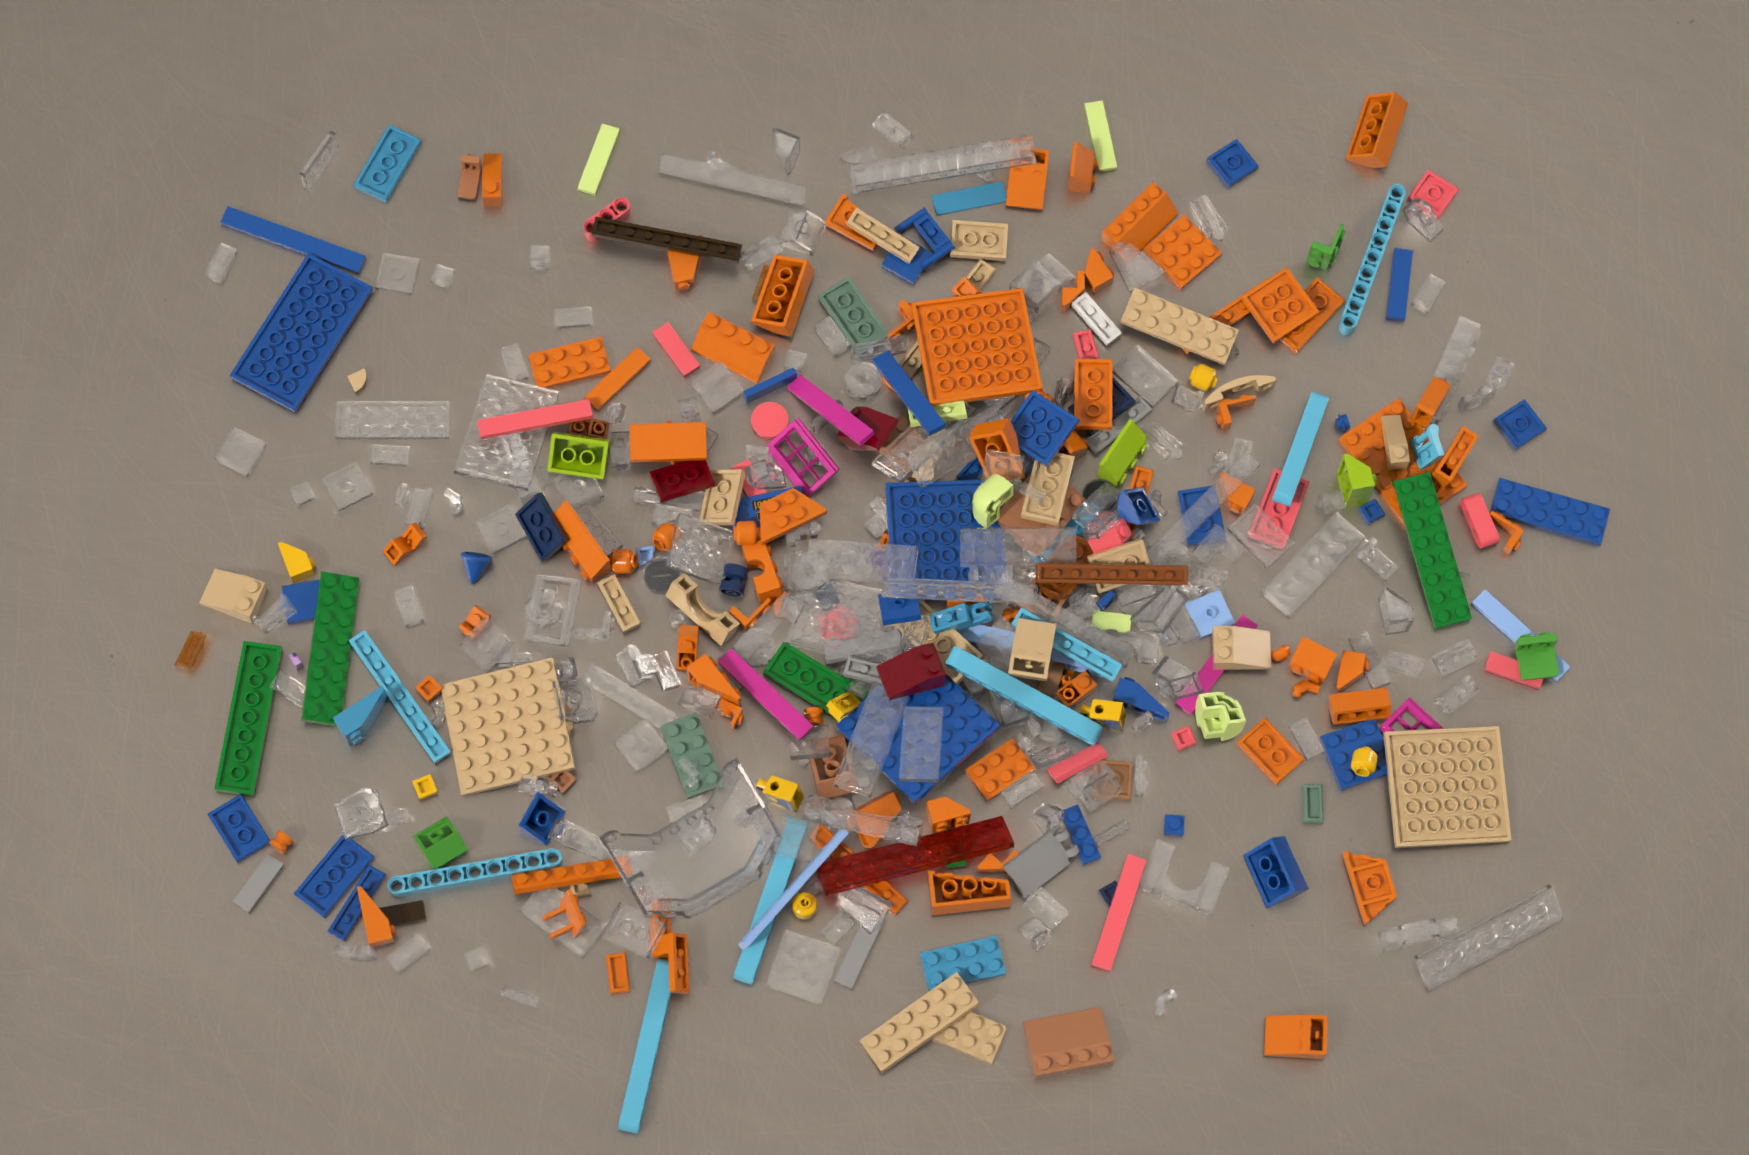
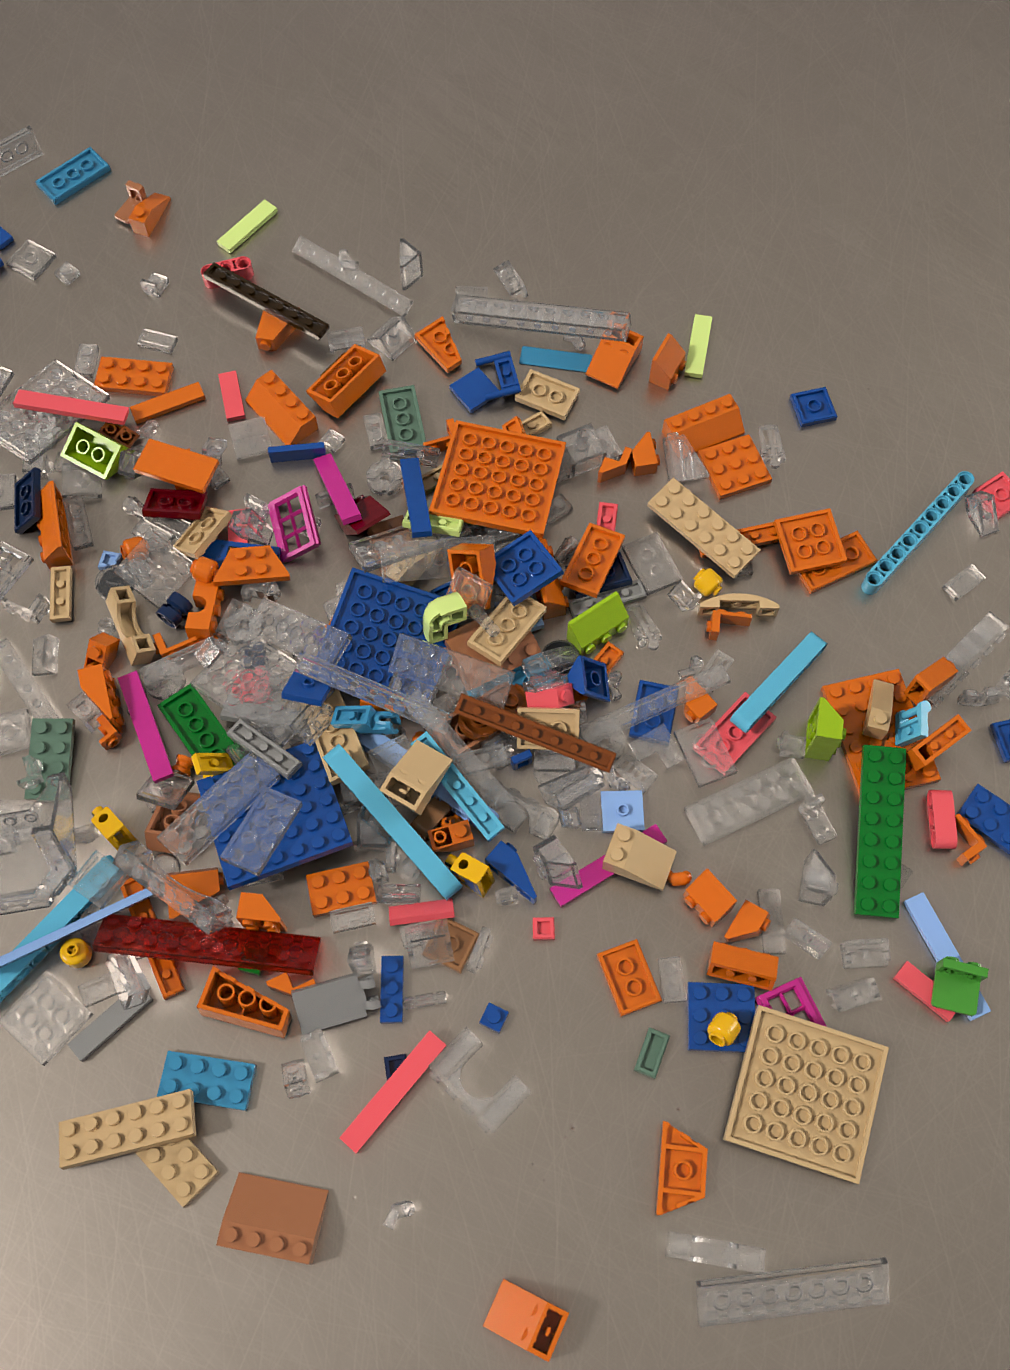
camera: 25 degrees right, 5 degrees down
(623, 561) = (84, 557): orange head -> none
(661, 666) = (65, 662): clear plate -> none
(769, 420) = (281, 481): coral tile -> none
(882, 235) = (459, 359): tan plate -> none
(912, 672) = (288, 755): dark red slope -> none
(1096, 319) = (627, 497): white plate -> none
(1110, 620) = (523, 783): yellowish green tile -> none
(1219, 716) = (587, 919): yellowish green brick -> none
(1275, 871) = (581, 1114): blue slope -> none
(1304, 686) = (691, 922): orange arm -> none
(1322, 255) = (871, 510): bright green bracket -> none
(1342, 422) = (832, 673): blue plate -> none
(1371, 511) = (830, 770): blue tile -> none
(1377, 129) = (965, 421): orange slope -> none
(1399, 284) = (937, 564): blue tile -> none

